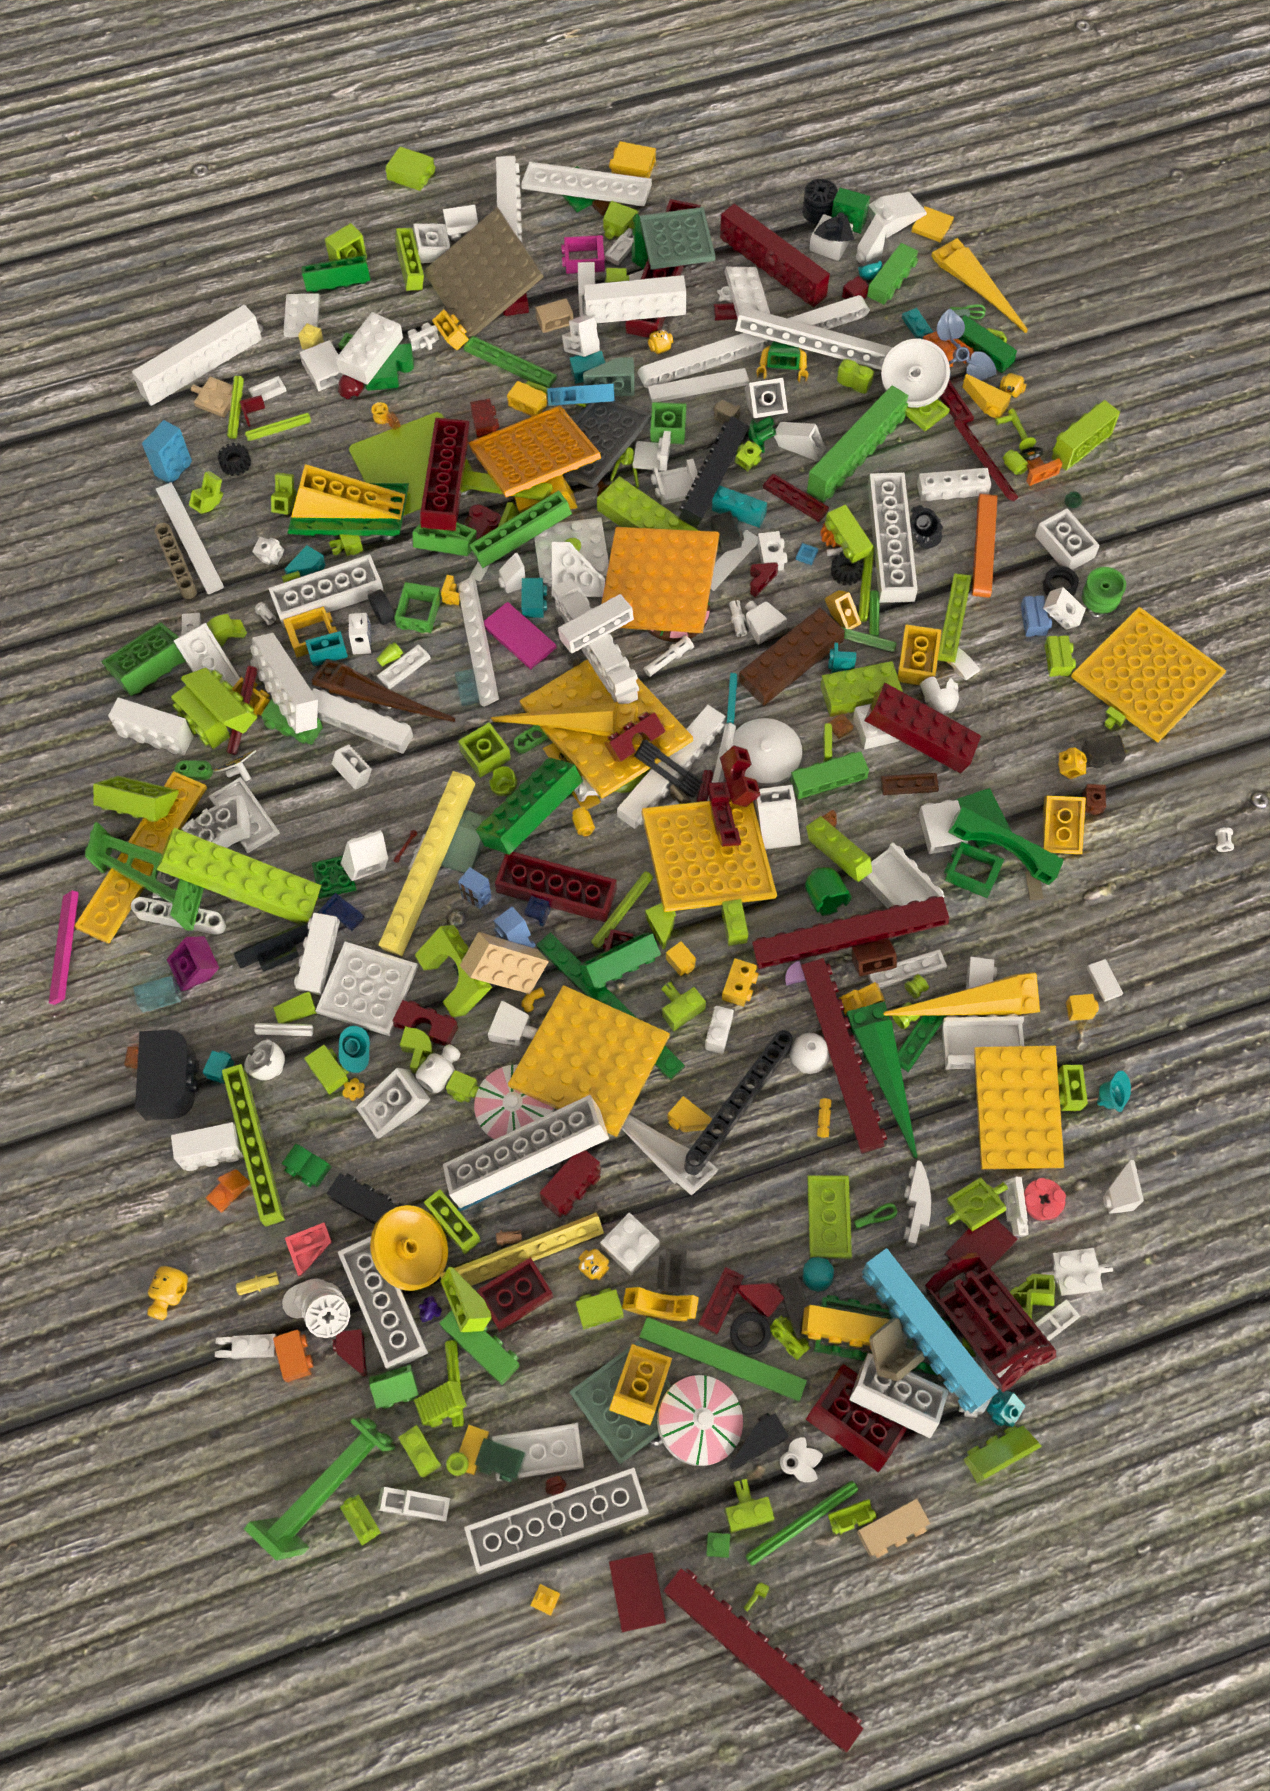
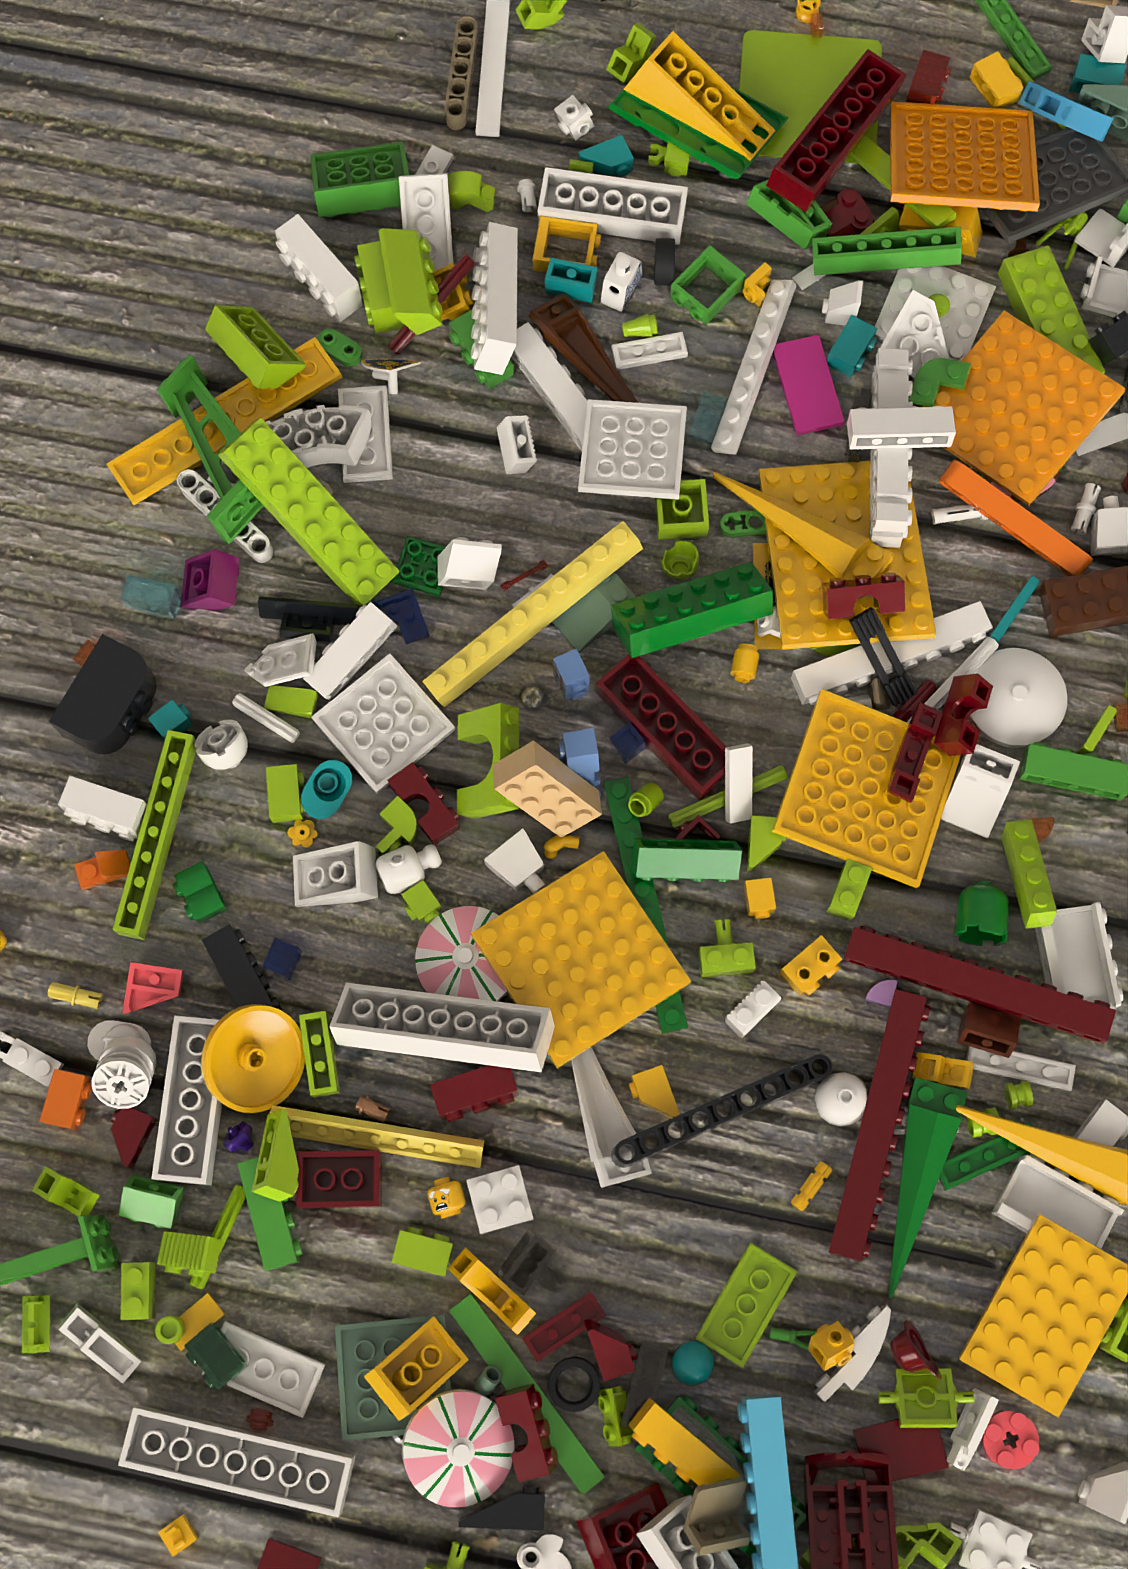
camera: 30 degrees right, 10 degrees up
(63, 947) = (82, 482): dark pink tile -> none
(275, 985) = (284, 661): none -> white tile
(329, 1416) = (65, 1192): none -> lime brick
(389, 1174) = (282, 958): none -> clear blue panel
(431, 728) = (632, 449): none -> white plate
(571, 939) = (645, 799): none -> lime brick
(597, 584) = (937, 373): none -> bright green plate
(624, 894) = (738, 783): none -> white tile
(693, 1364) = (488, 1381): none -> sand green hinge
(698, 645) = (1015, 519): none -> orange beam
(755, 1391) = (523, 1408): none -> dark red arch
(898, 1204) = (831, 1345): none -> yellow brick
(948, 1181) = (911, 1351): none -> dark red piece

